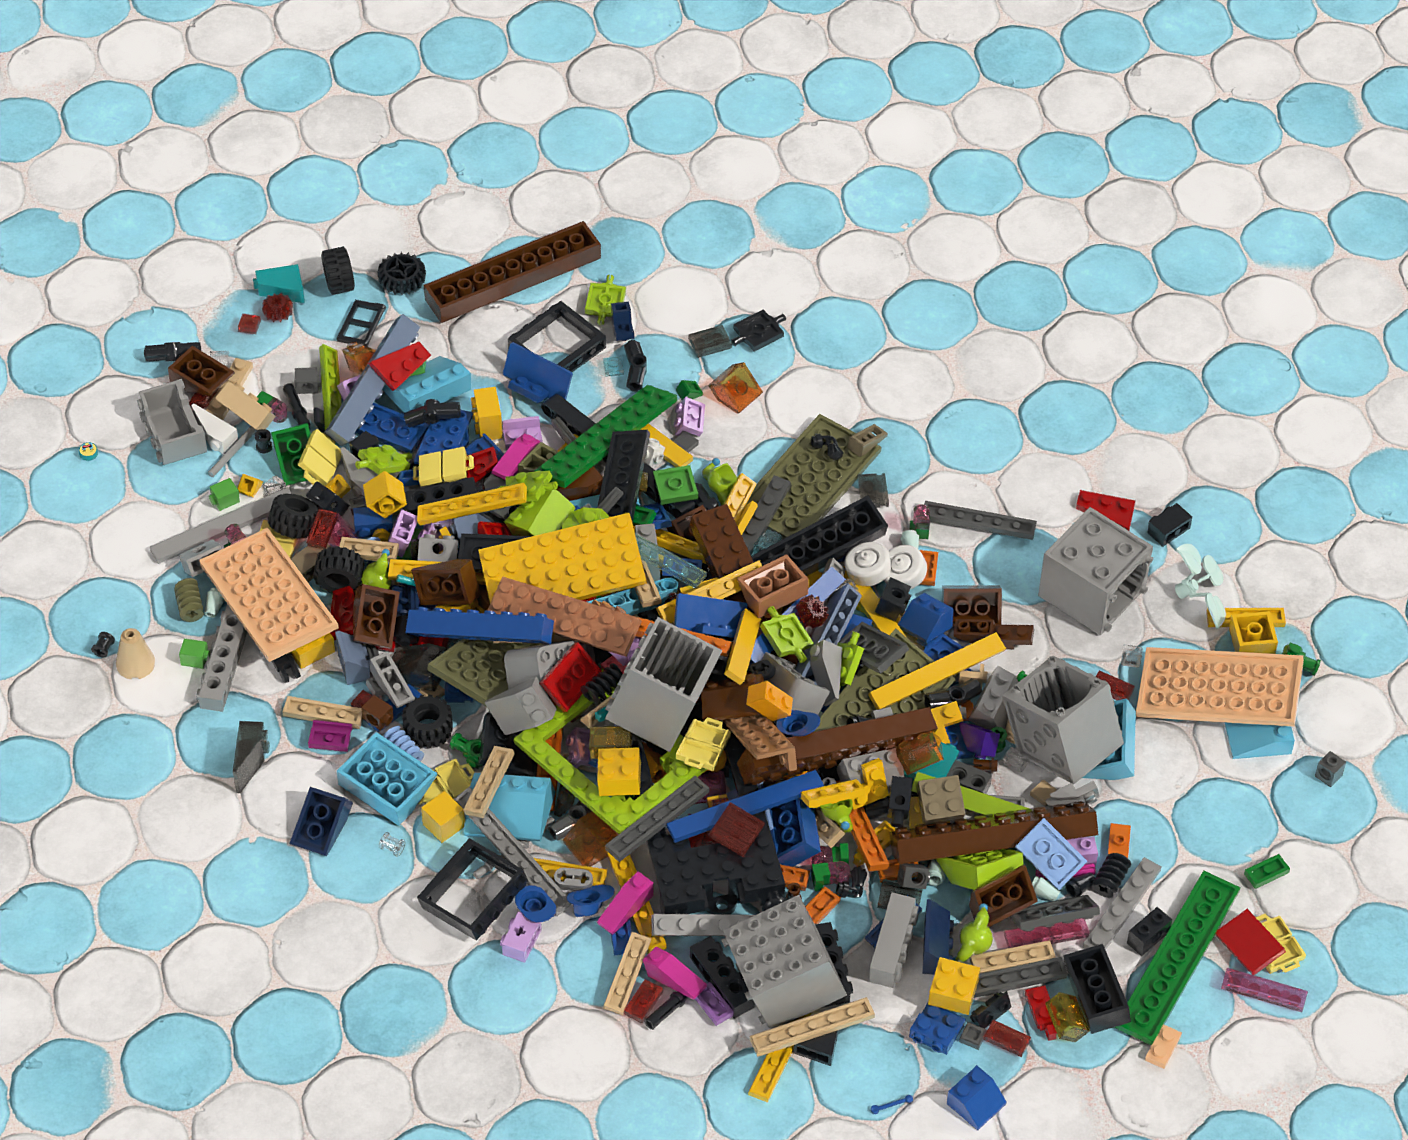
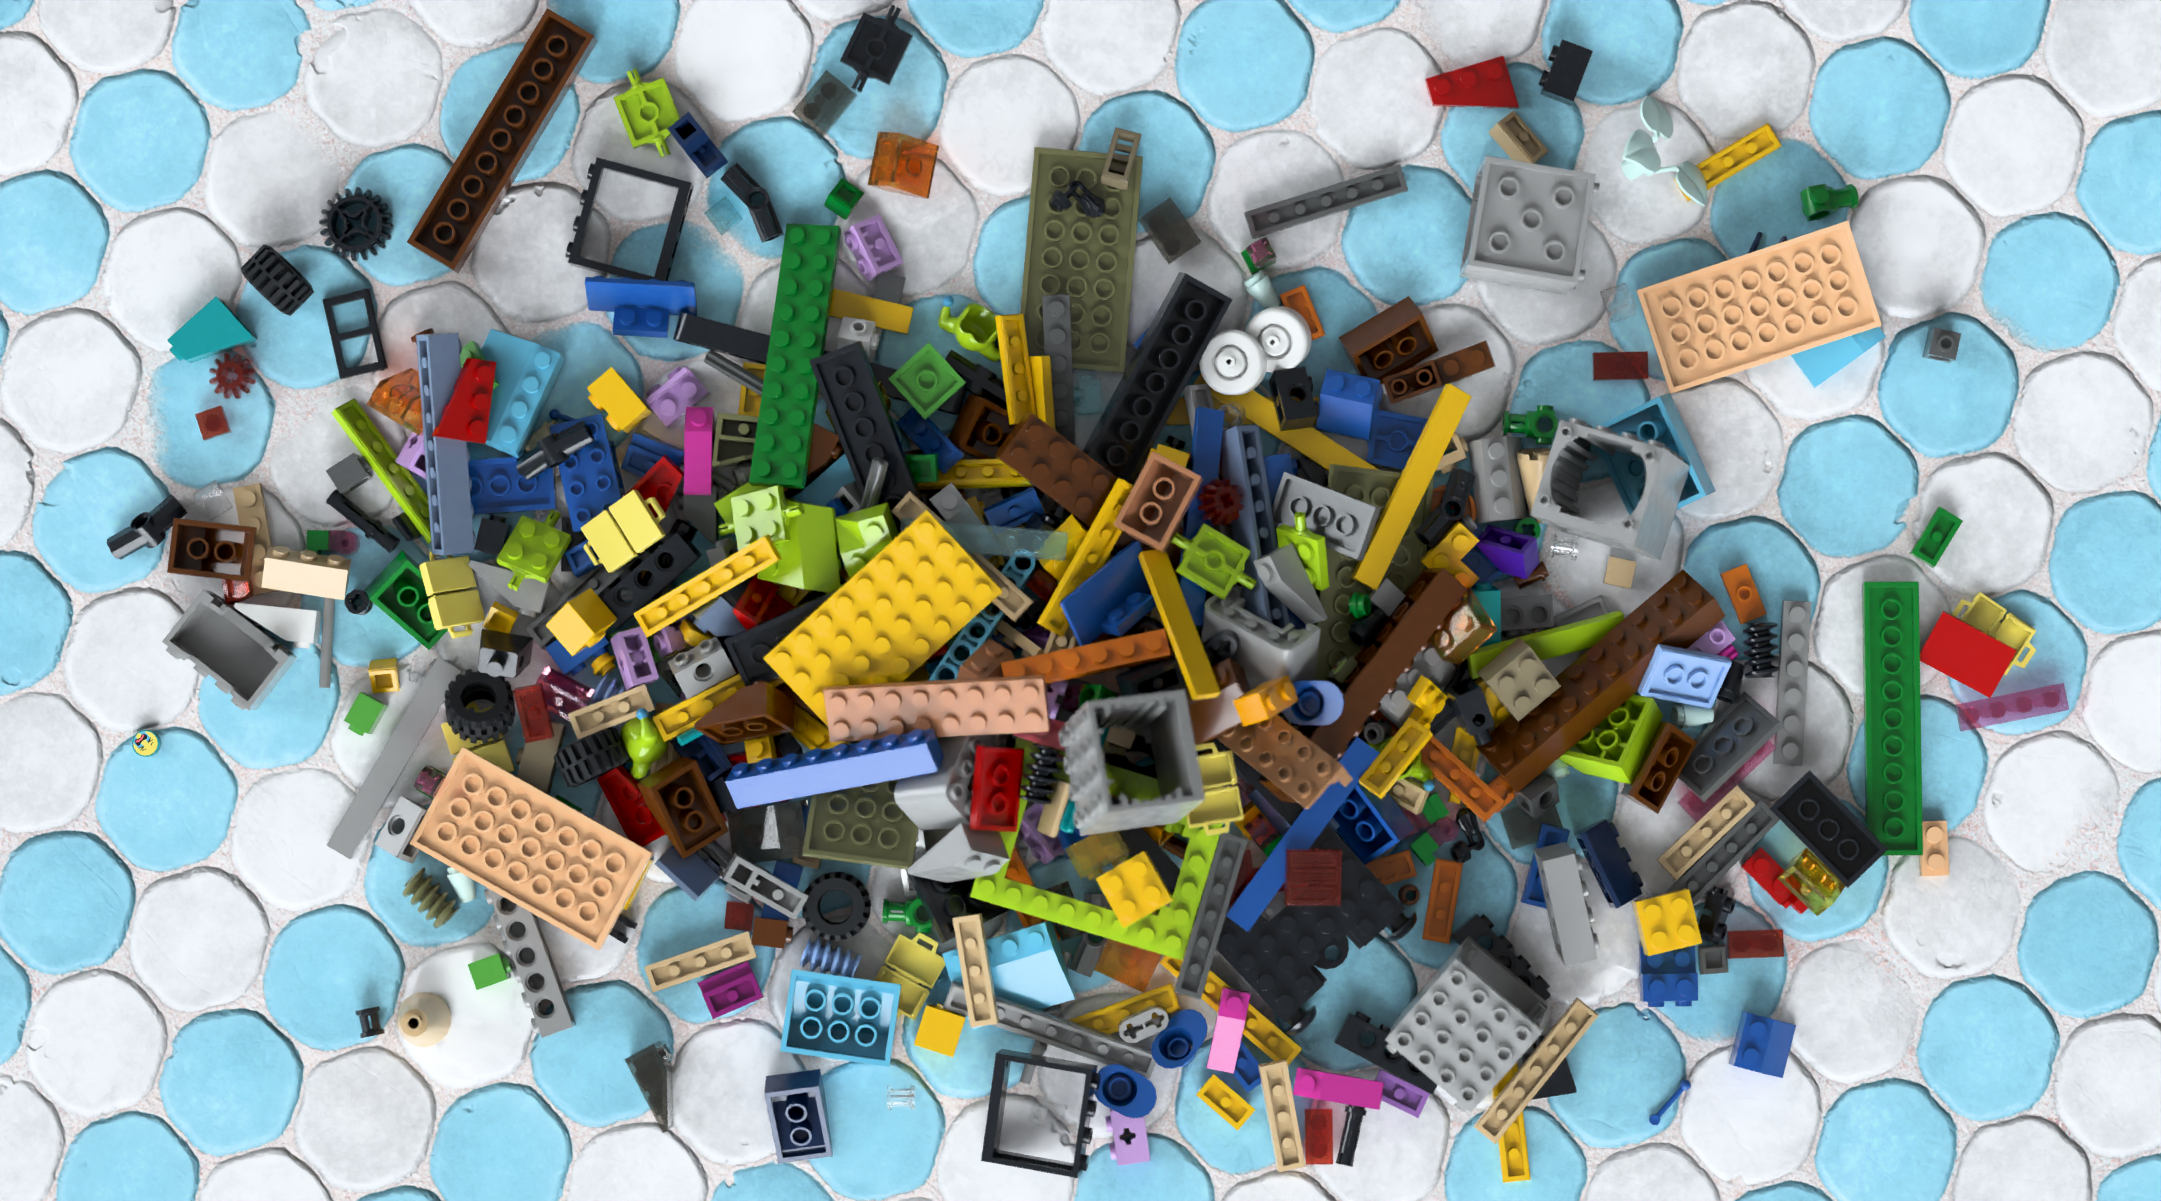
camera: 30 degrees left, 35 degrees up
(596, 951) = (1225, 1101): none -> yellow plate
(693, 924) = (1344, 1001): light grey plate -> none
(864, 708) = (1360, 604): none -> green plate
(975, 936) = (1652, 838): lime piece -> none
(1068, 795) = (1672, 566): light grey plate -> none
(1149, 931) = (1844, 705): black brick -> none
(1253, 633) = (1756, 195): yellow brick -> none

